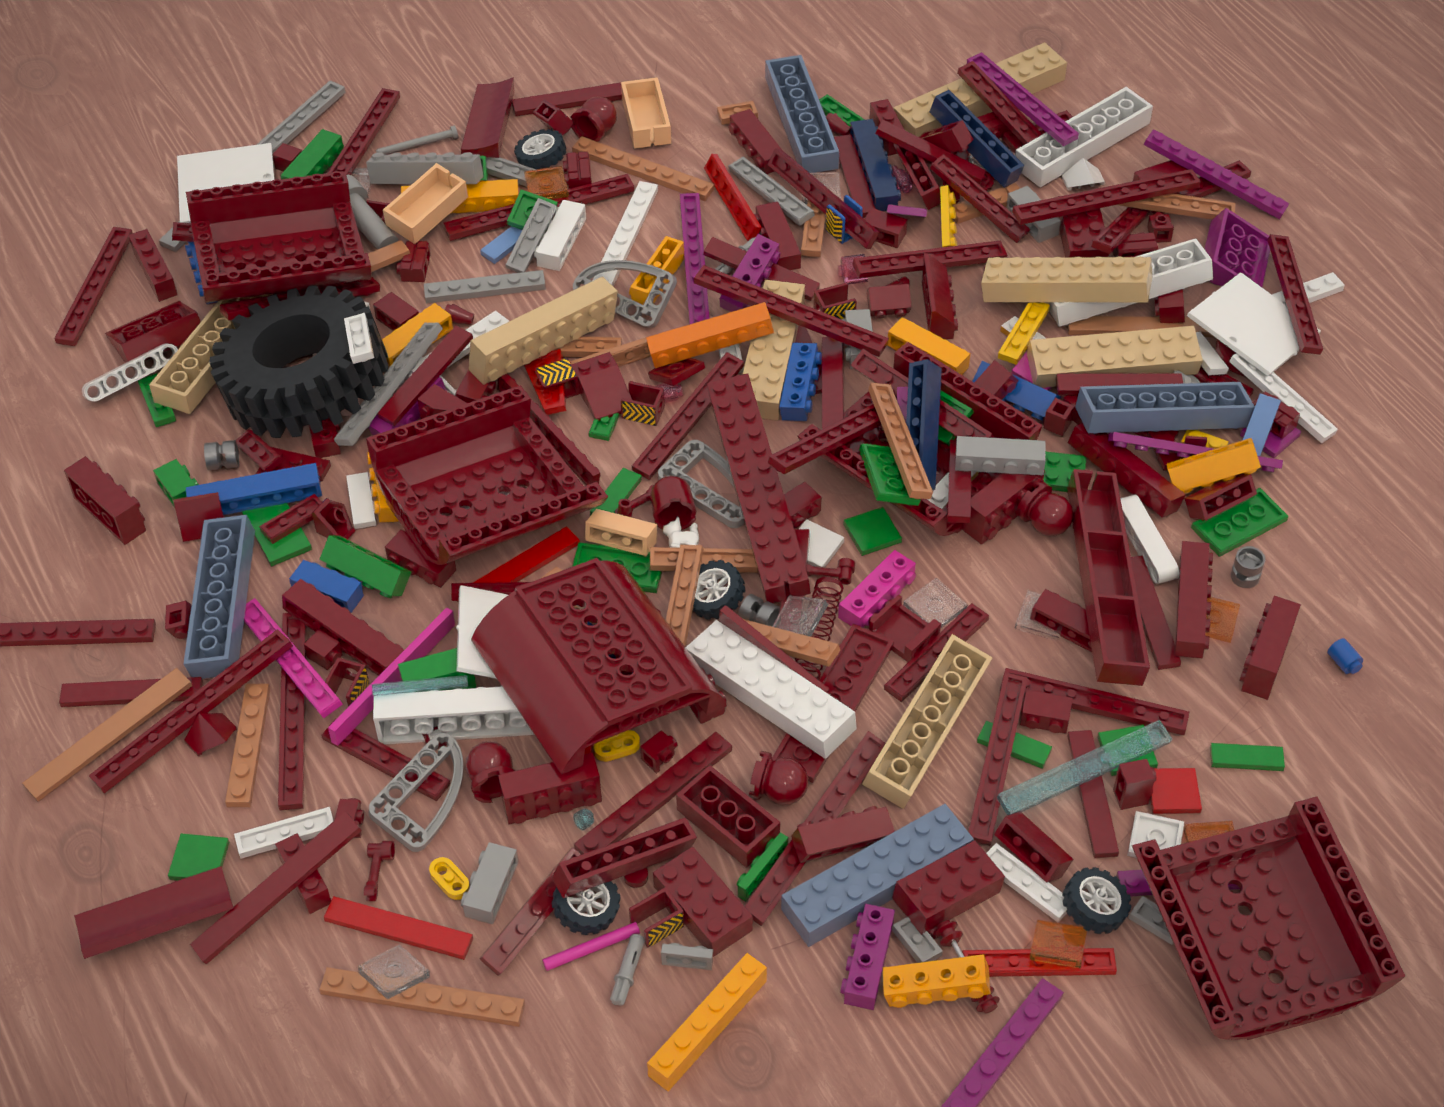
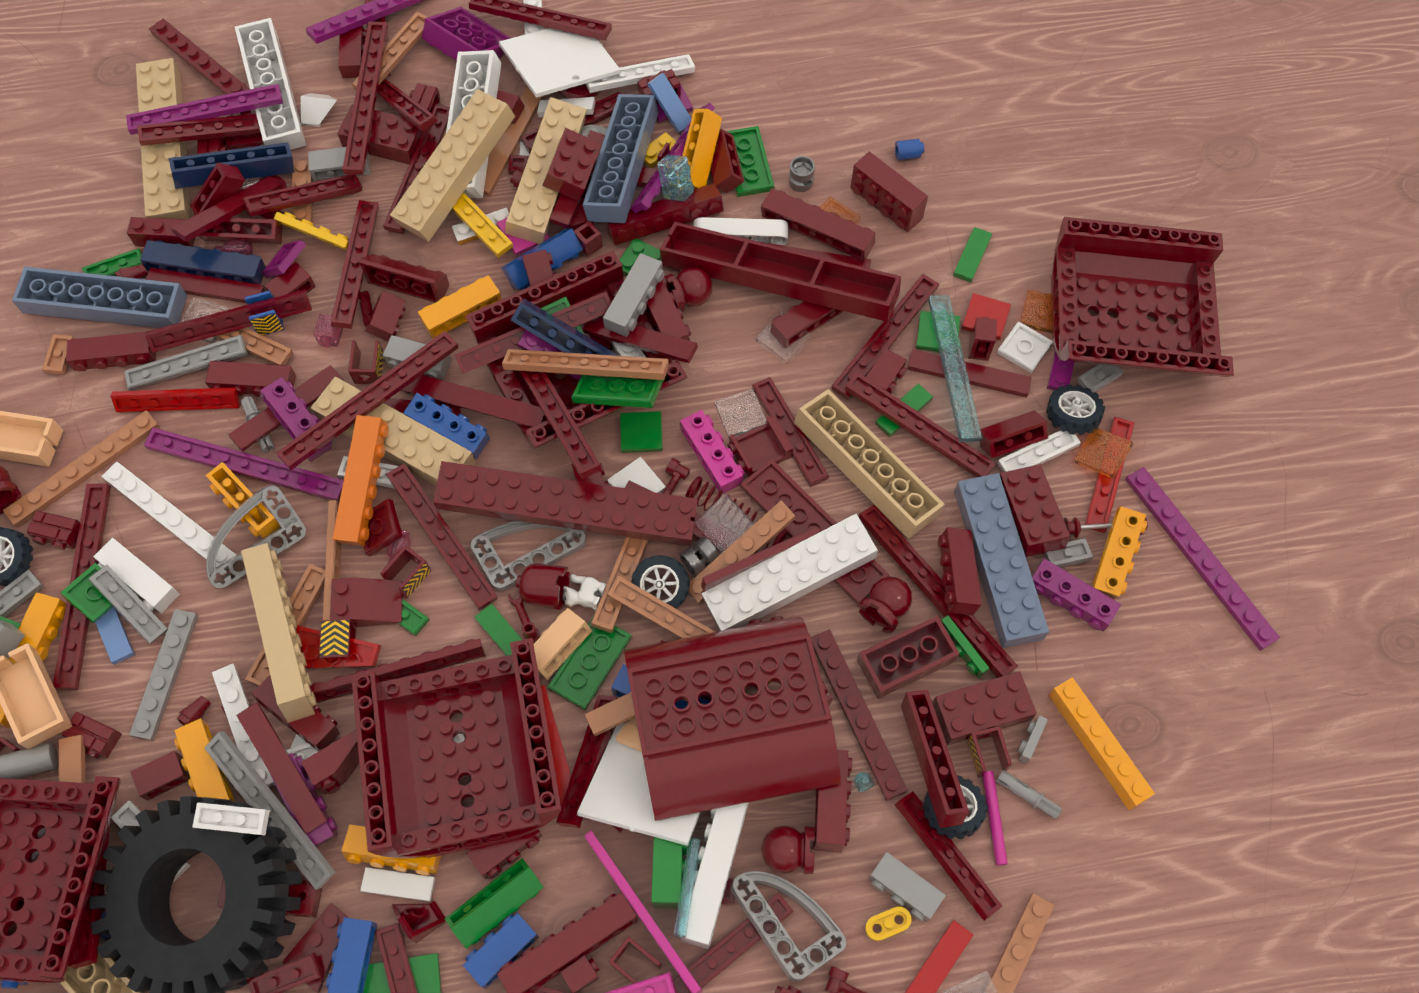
camera: 70 degrees left, 15 degrees up
(547, 182) = (57, 565): clear orange tile -> none
(1082, 80) = (197, 58): none -> dark red plate
(1122, 362) = (571, 164): none -> dark red brick
(1160, 222) = (407, 77): dark red brick -> none
(1162, 452) = (675, 177): none -> clear light blue brick

